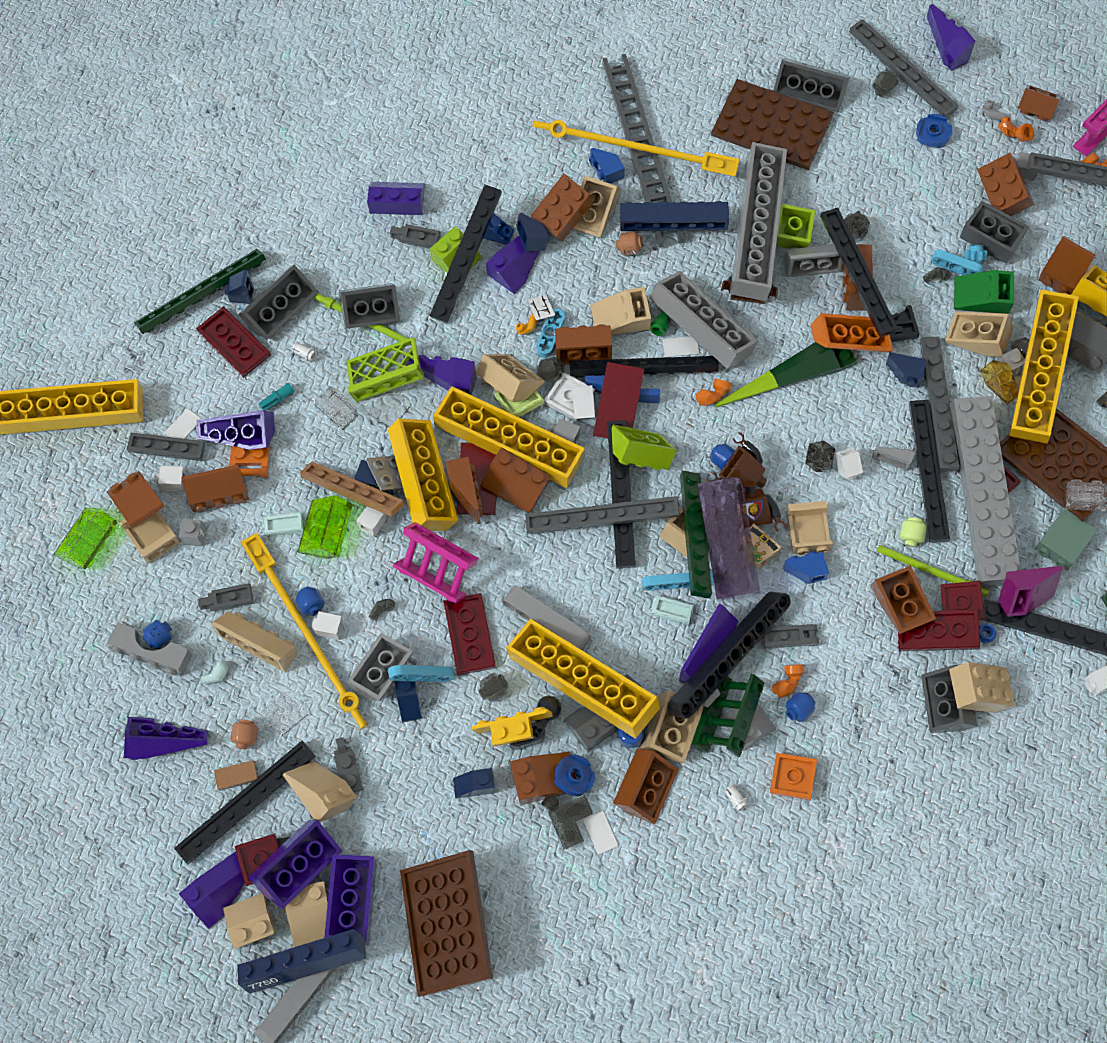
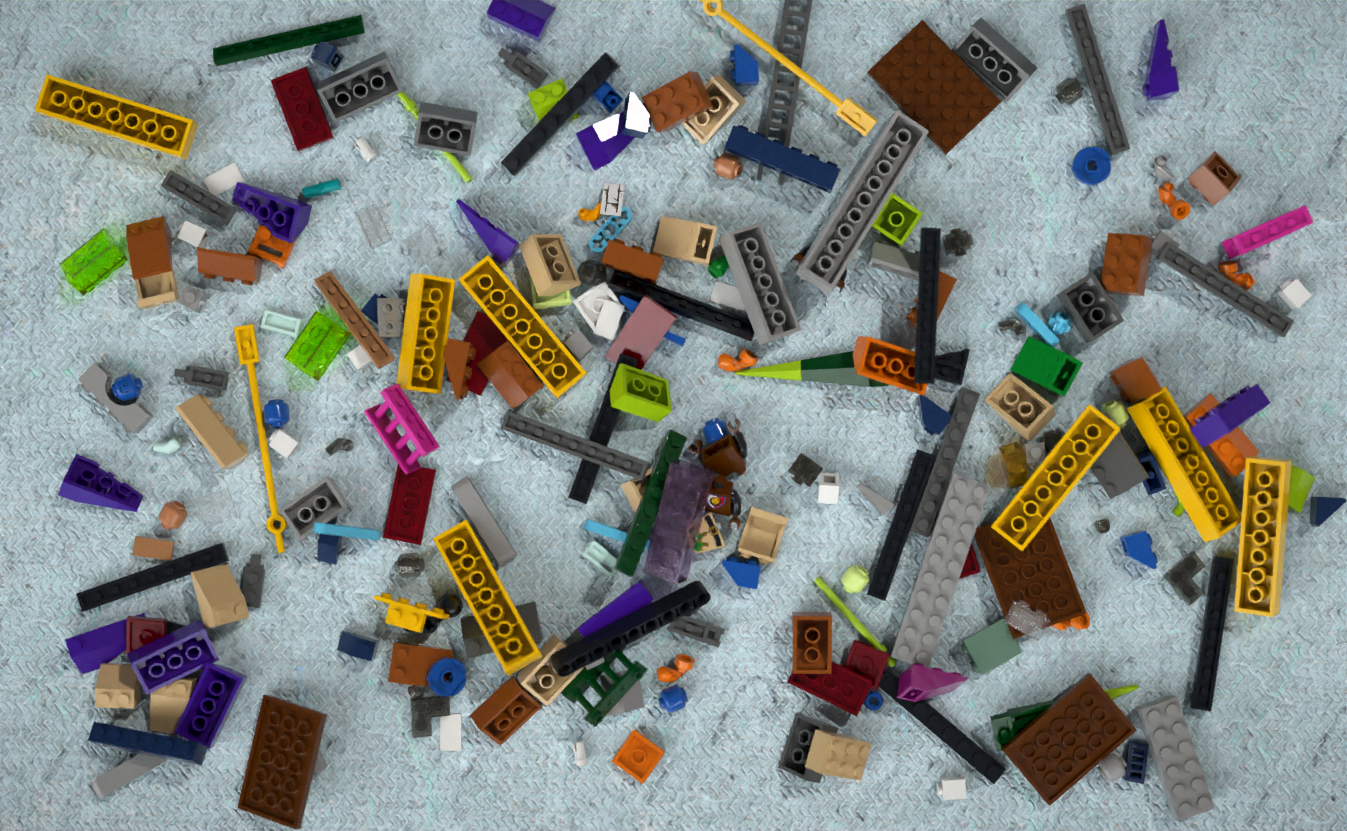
camera: 20 degrees right, 20 degrees up
(386, 380) = (428, 220): lime fence -> none

